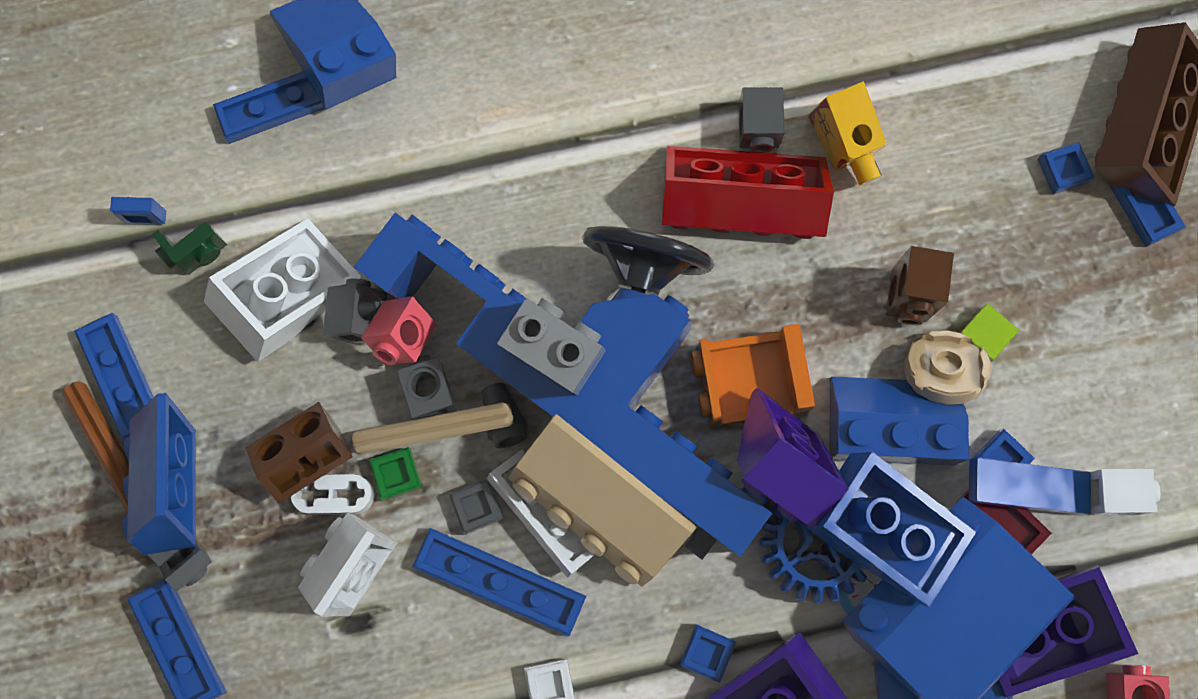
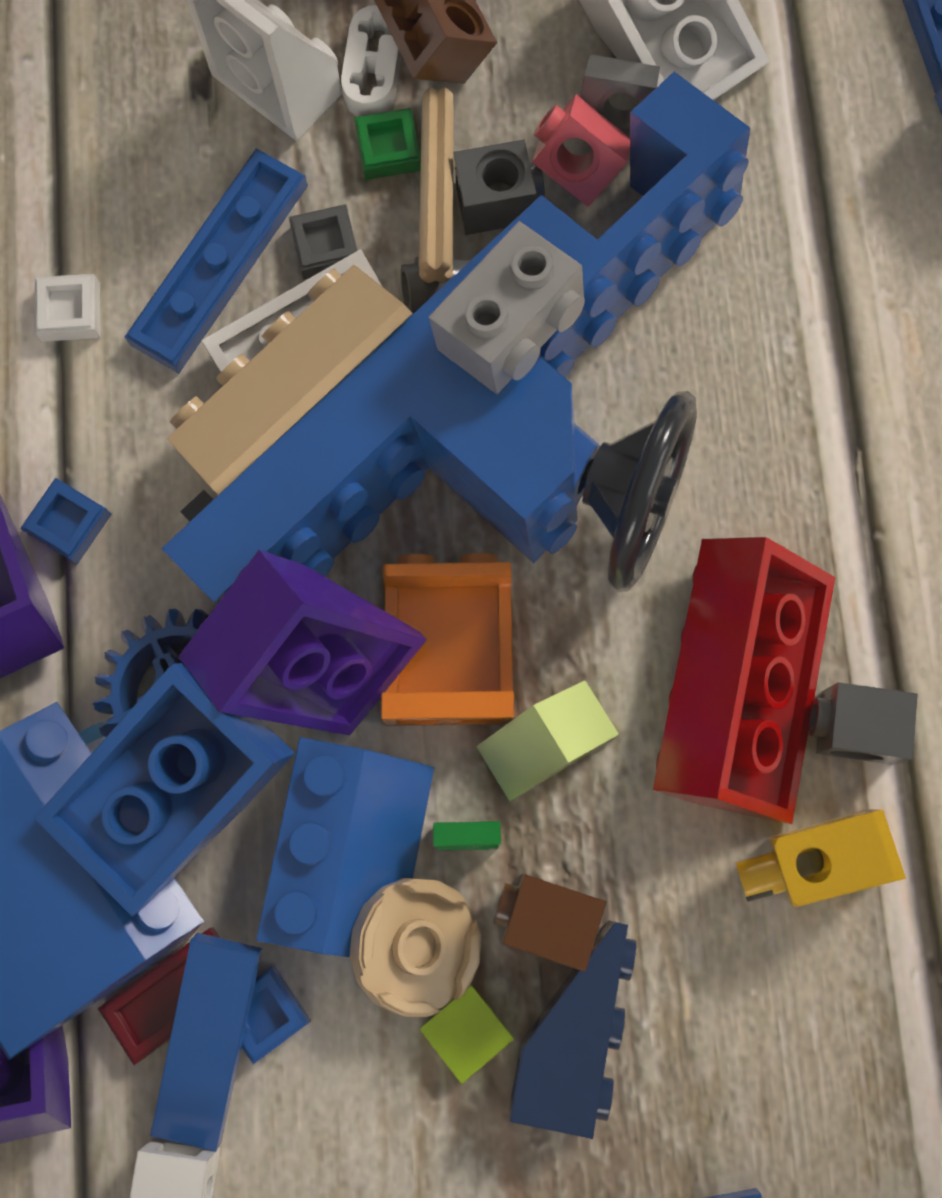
camera: 100 degrees right, 0 degrees up
(803, 302) = (546, 739): none -> yellowish green slope
(873, 346) = (467, 835): none -> green tile
(988, 270) = (564, 1052): none -> dark blue slope

